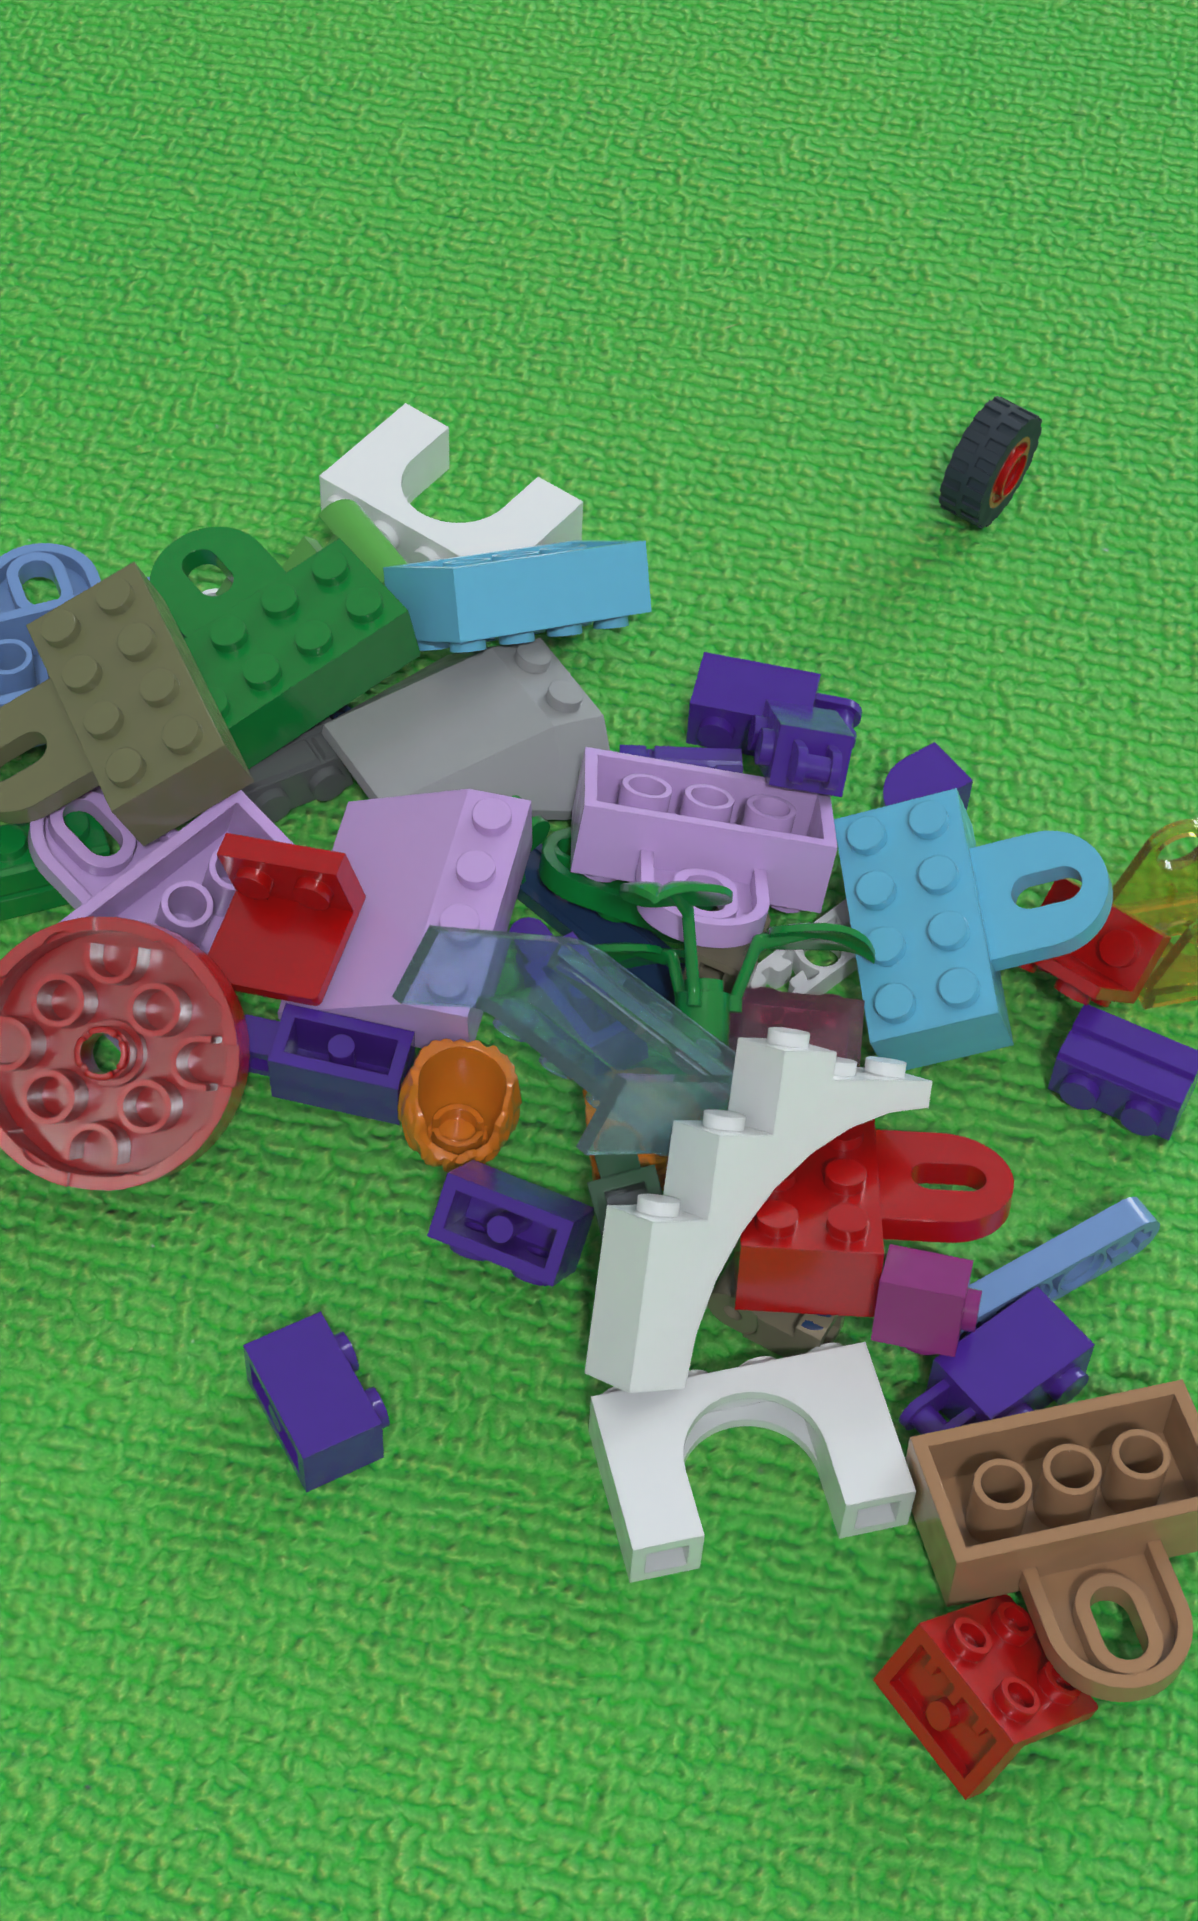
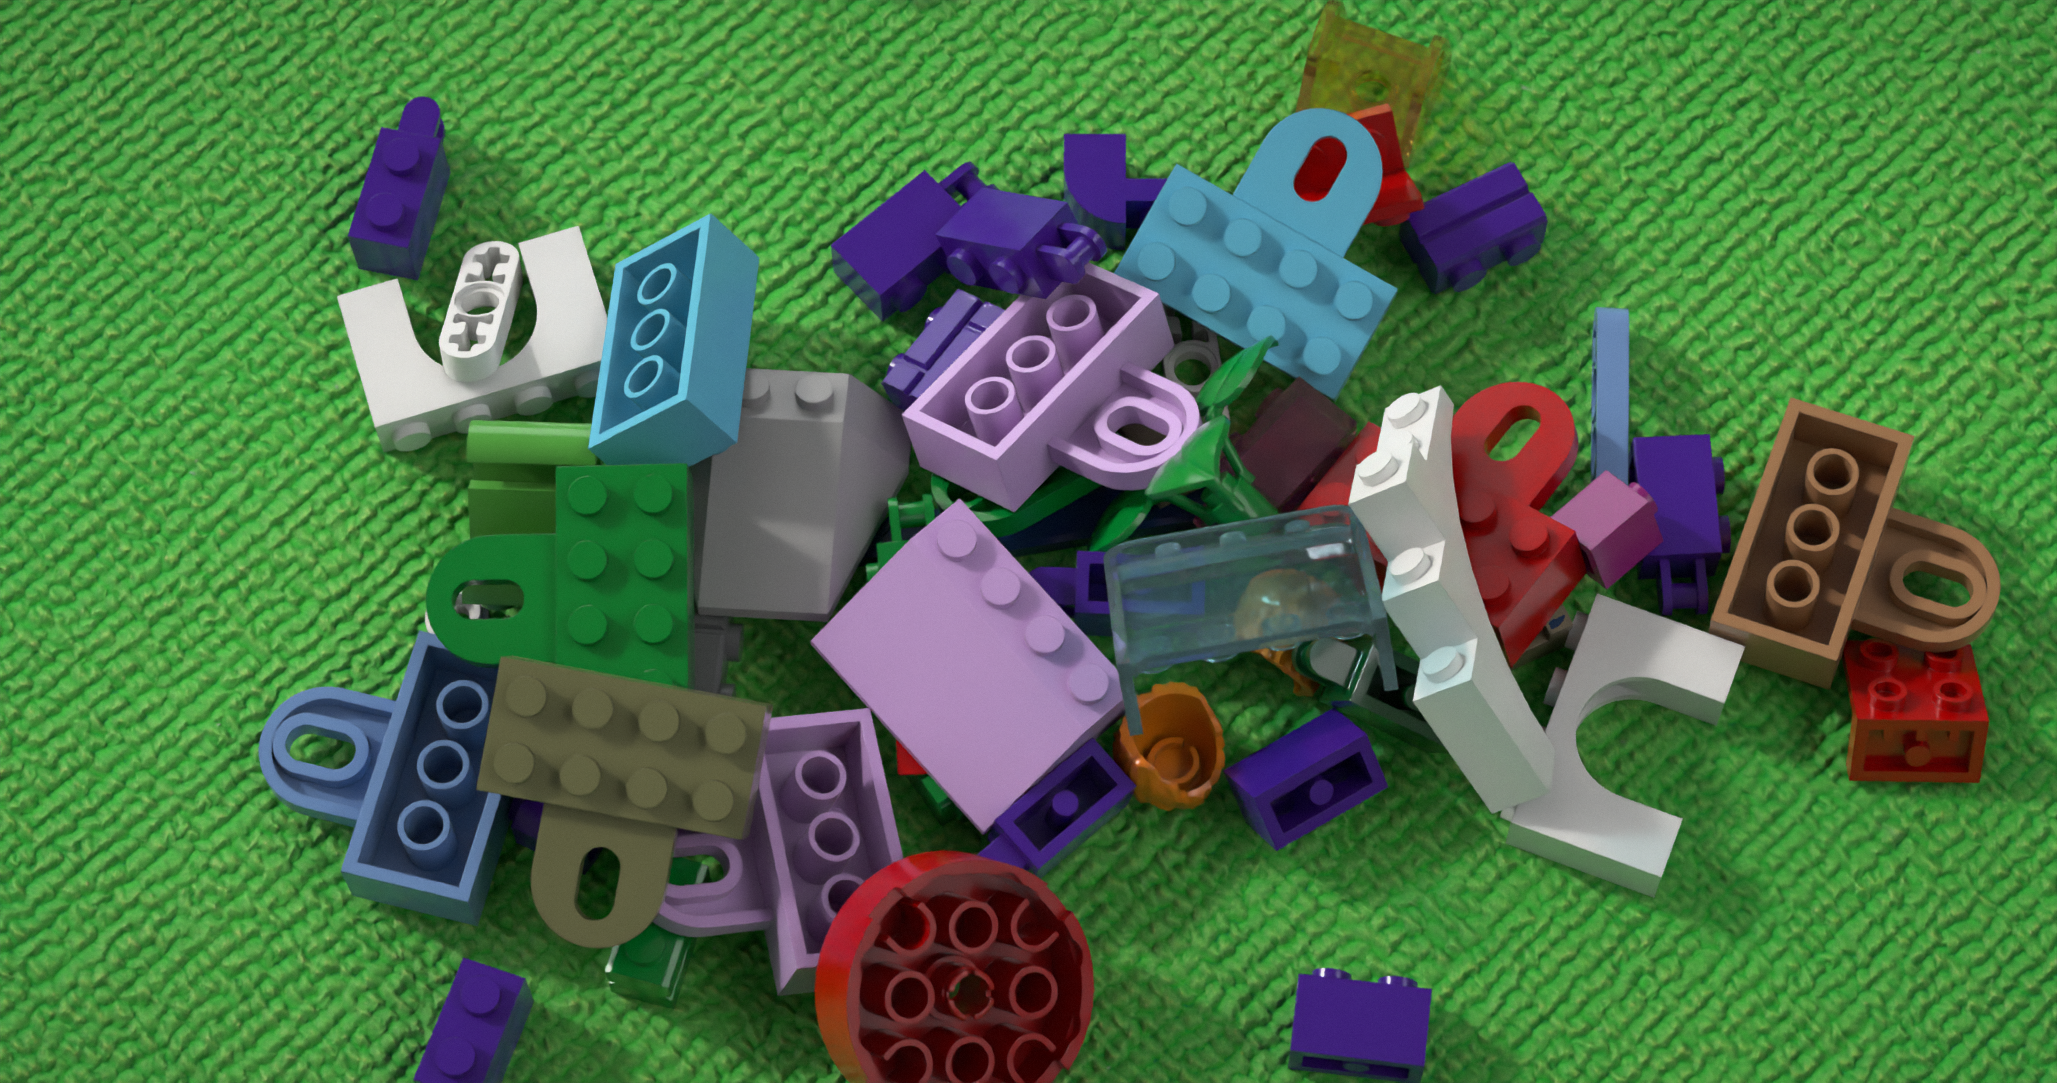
camera: 50 degrees left, 15 degrees up
(285, 918) = (927, 775): red bracket -> none
(459, 487) = (488, 328): none -> white beam
(526, 406) = (402, 193): none -> dark purple brick

